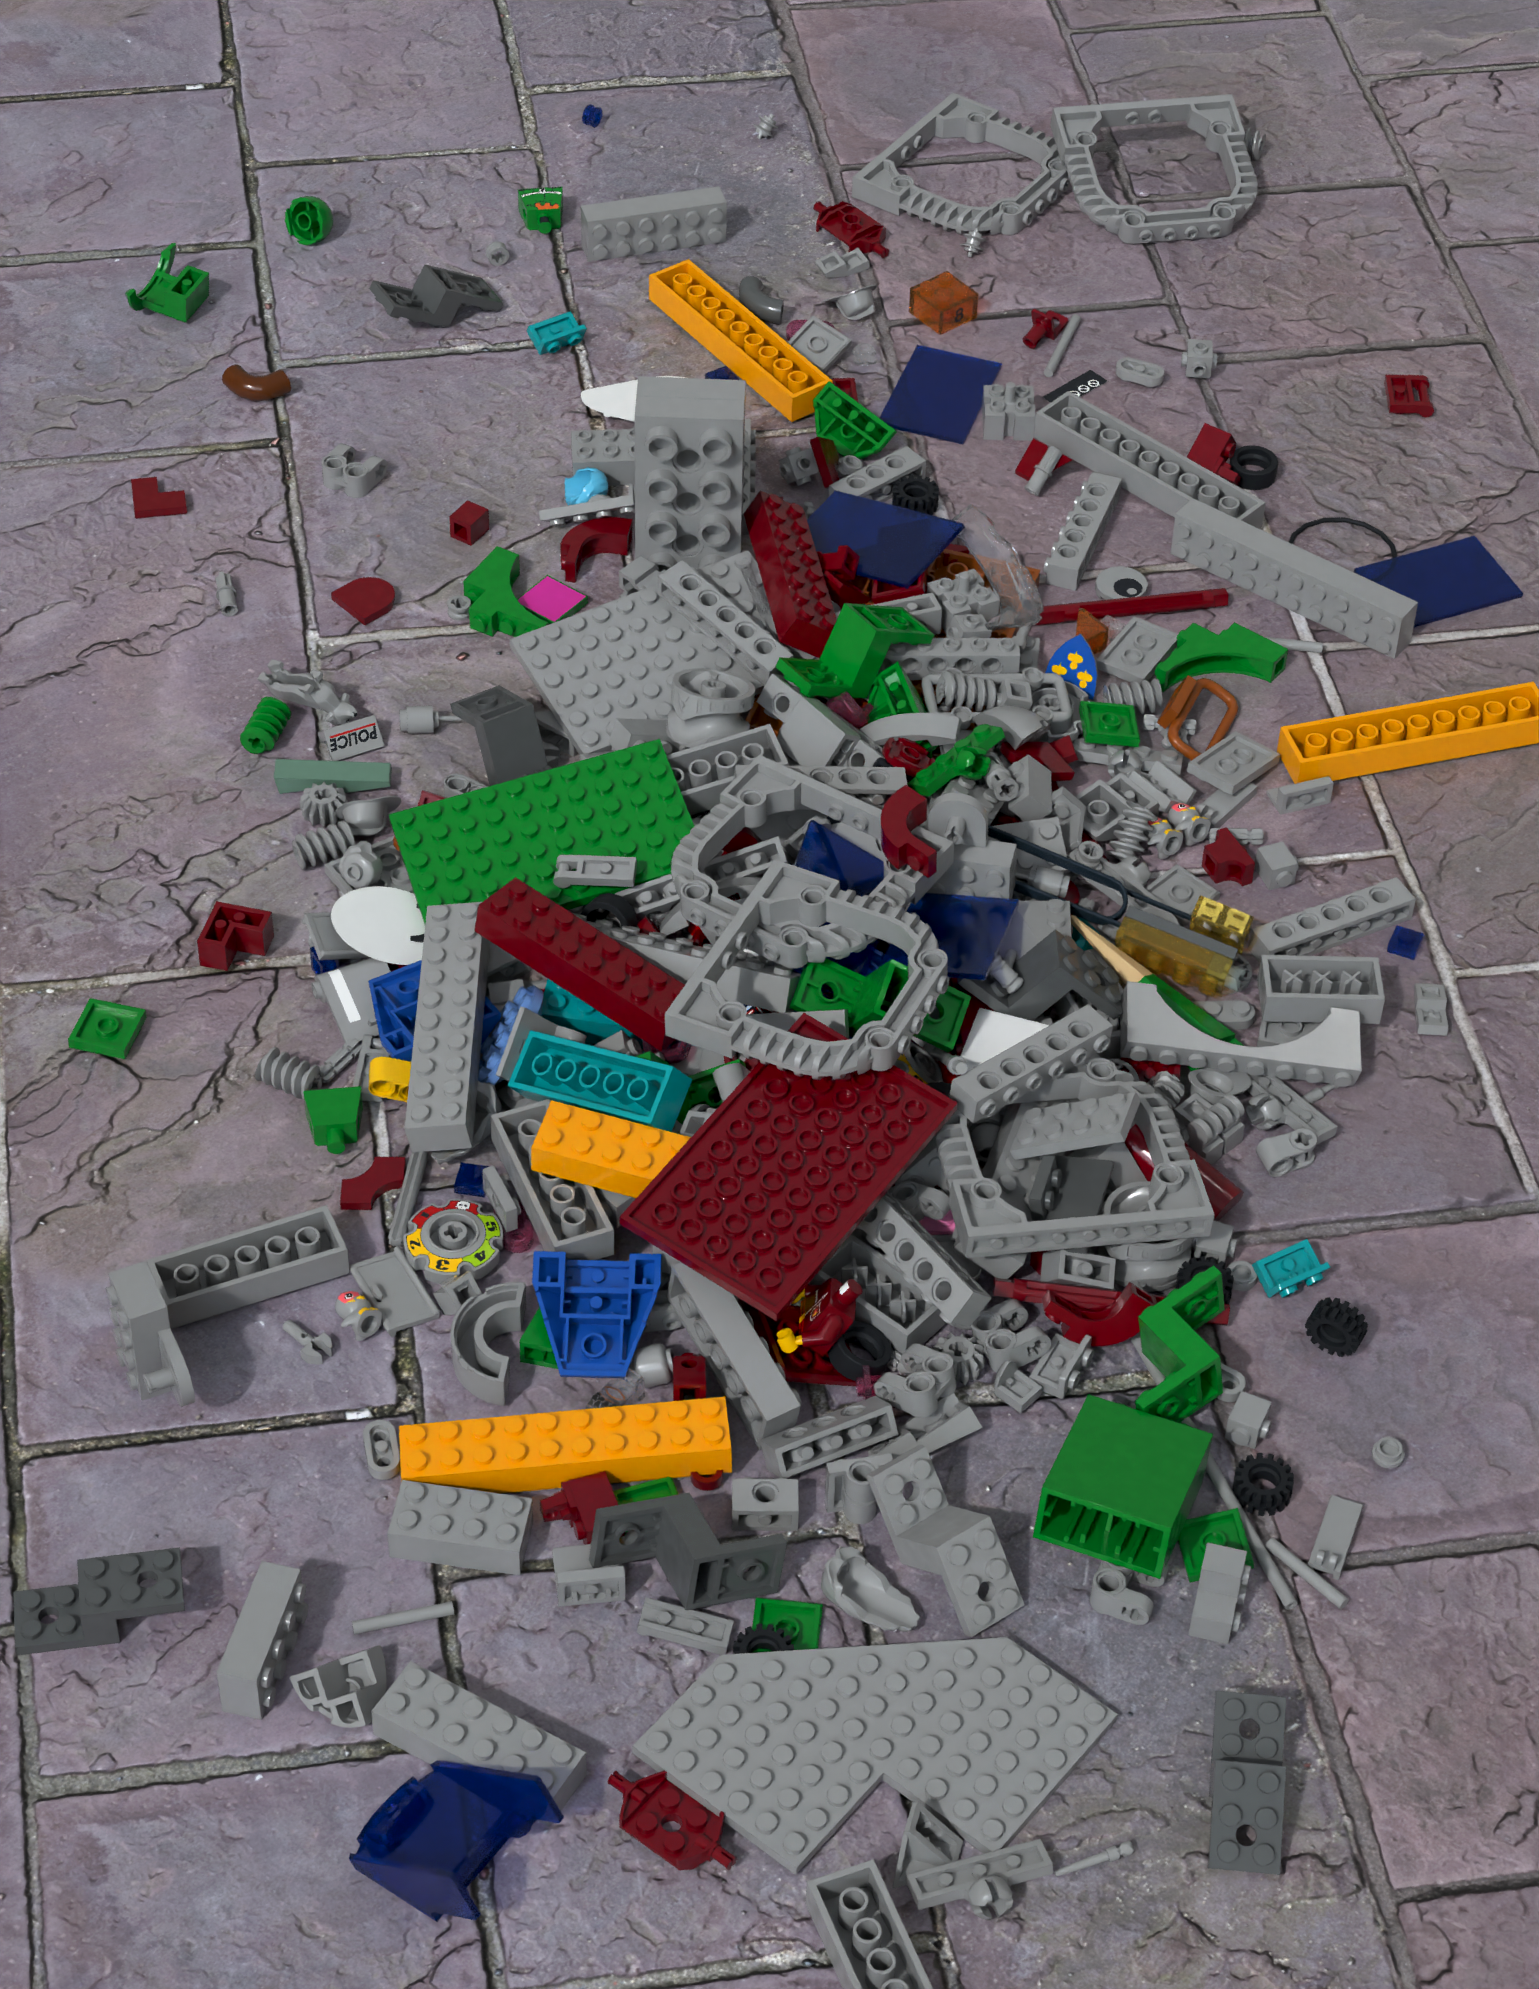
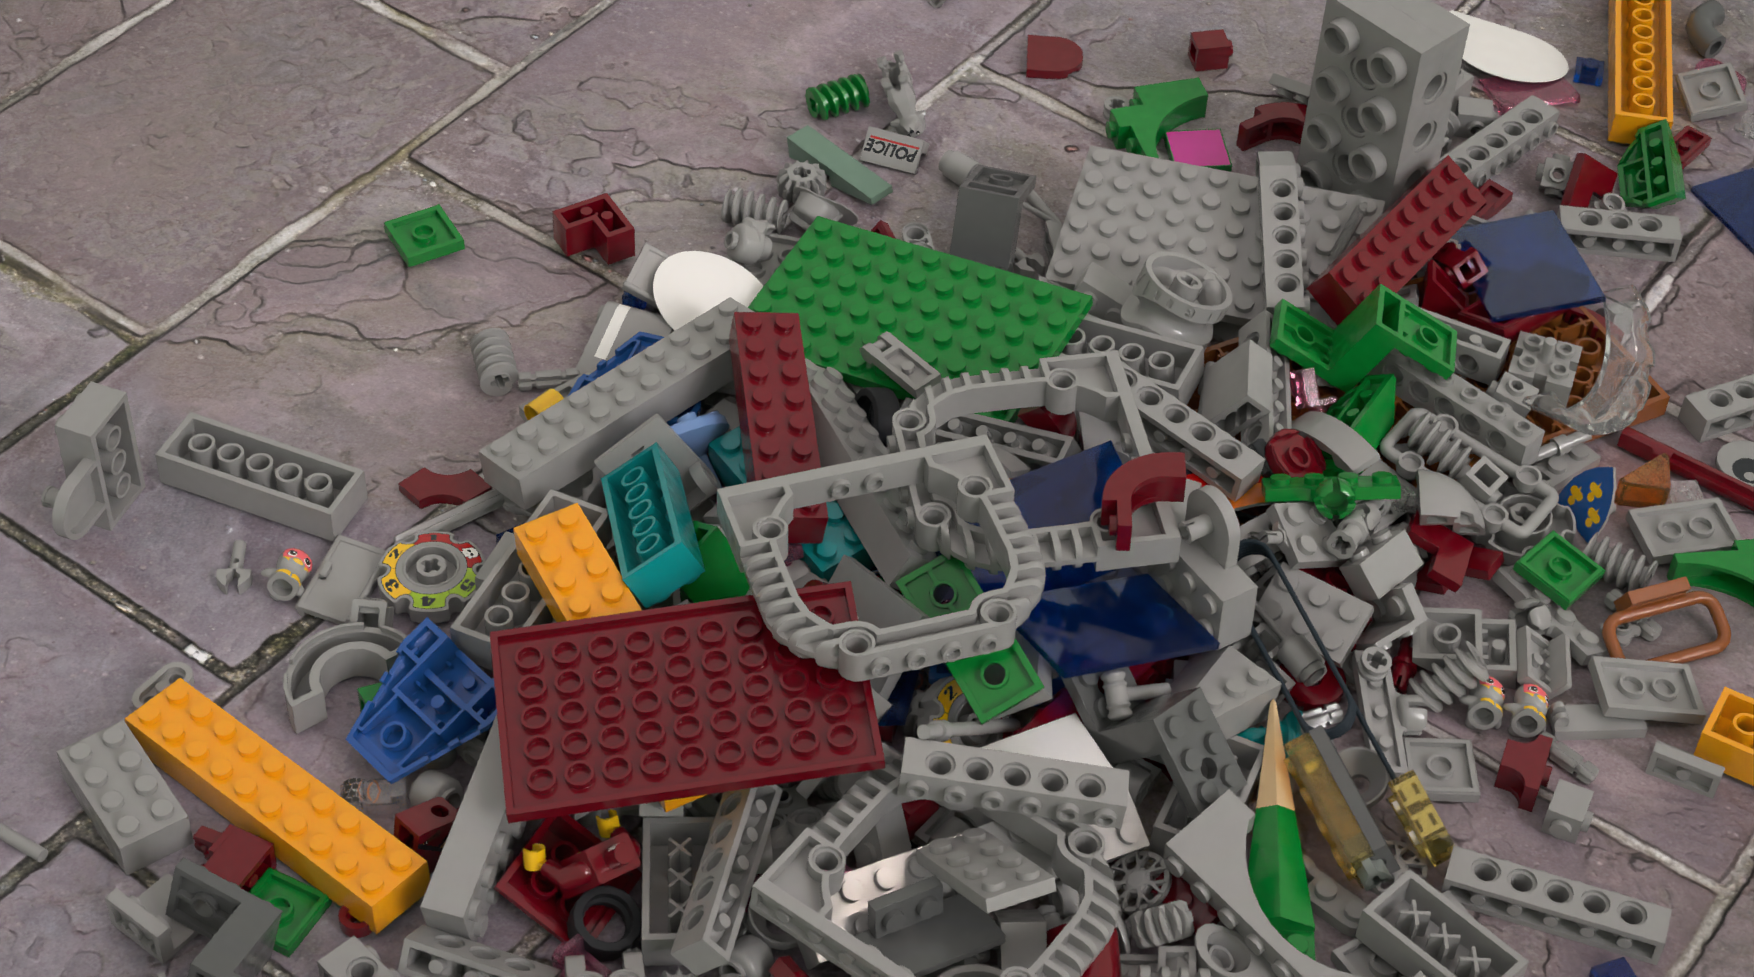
camera: 45 degrees right, 0 degrees up
(334, 1116) = (482, 415): green torso -> none
(916, 494) = (1652, 263): black tyre -> none

